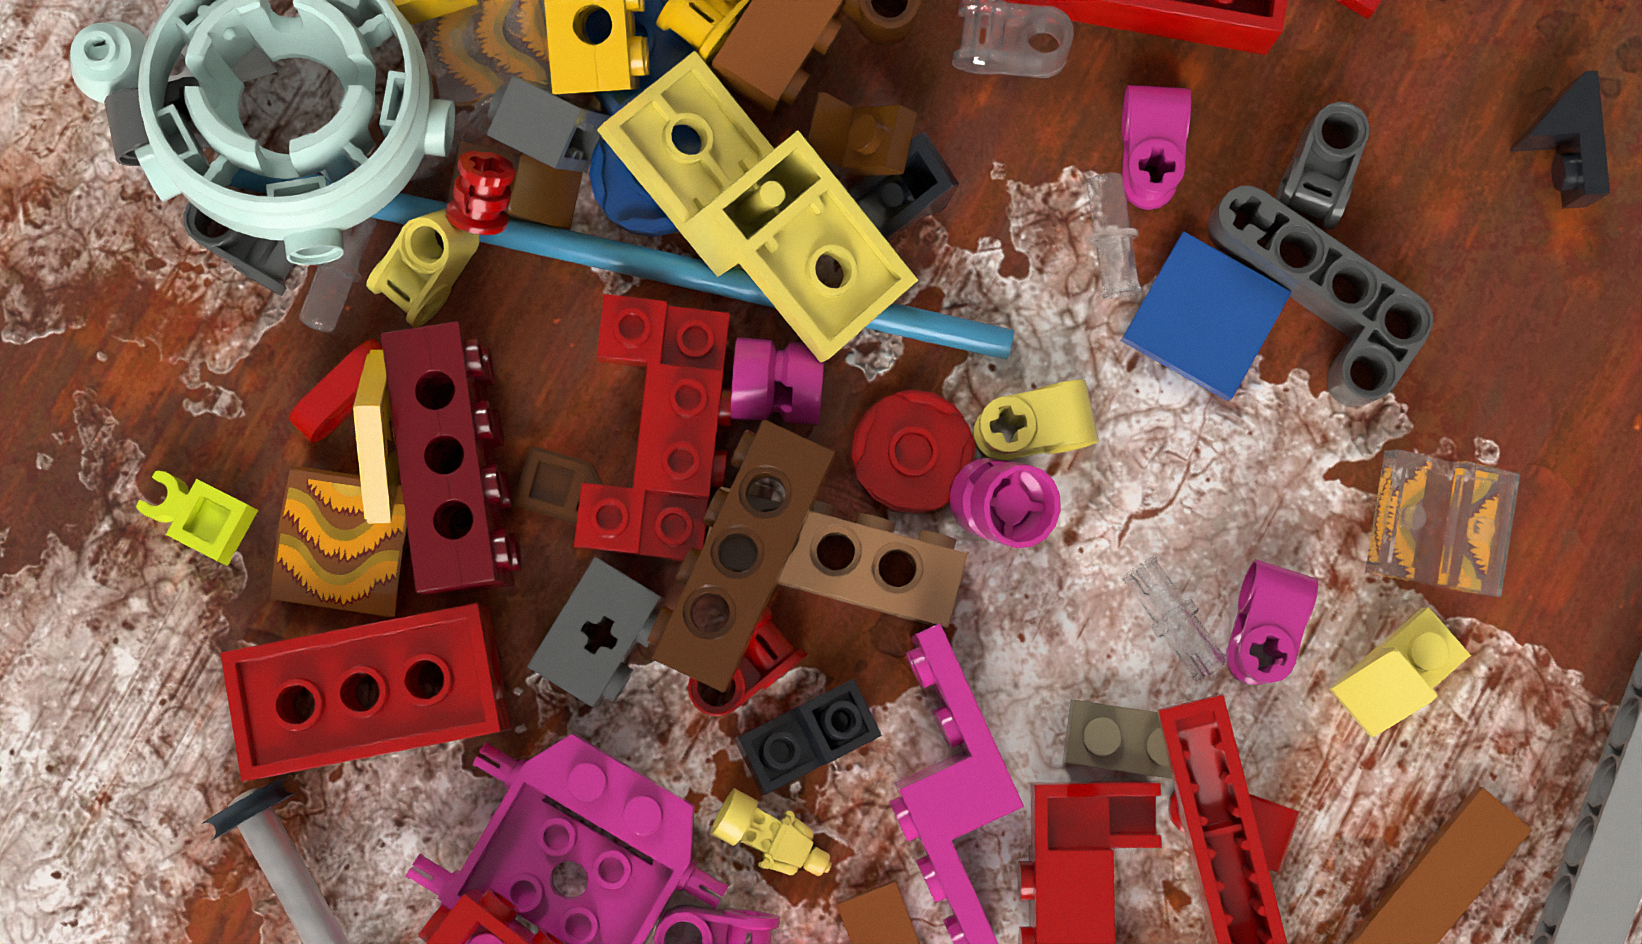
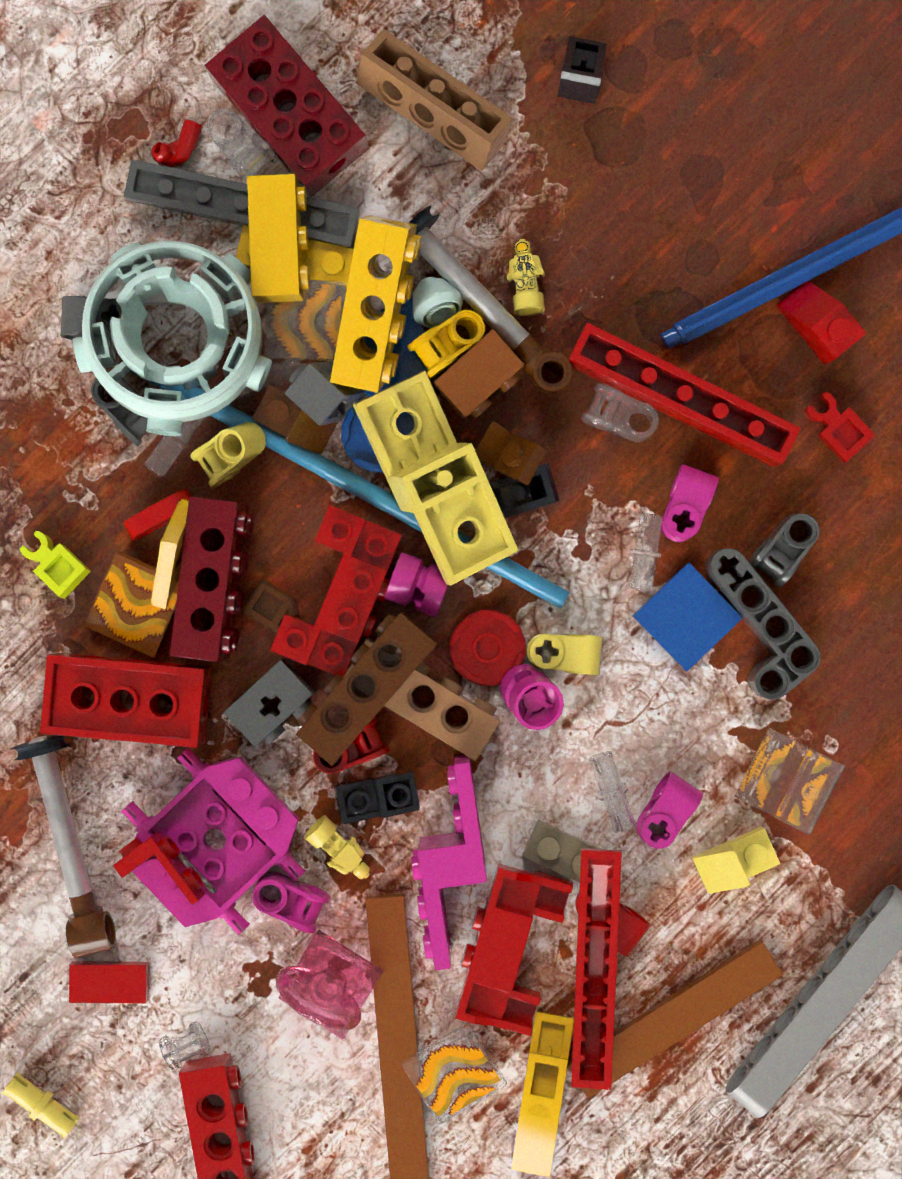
camera: 15 degrees right, 5 degrees up
(106, 58) = (81, 270): light aqua cone -> none
(481, 193) = (272, 424): red bush -> none

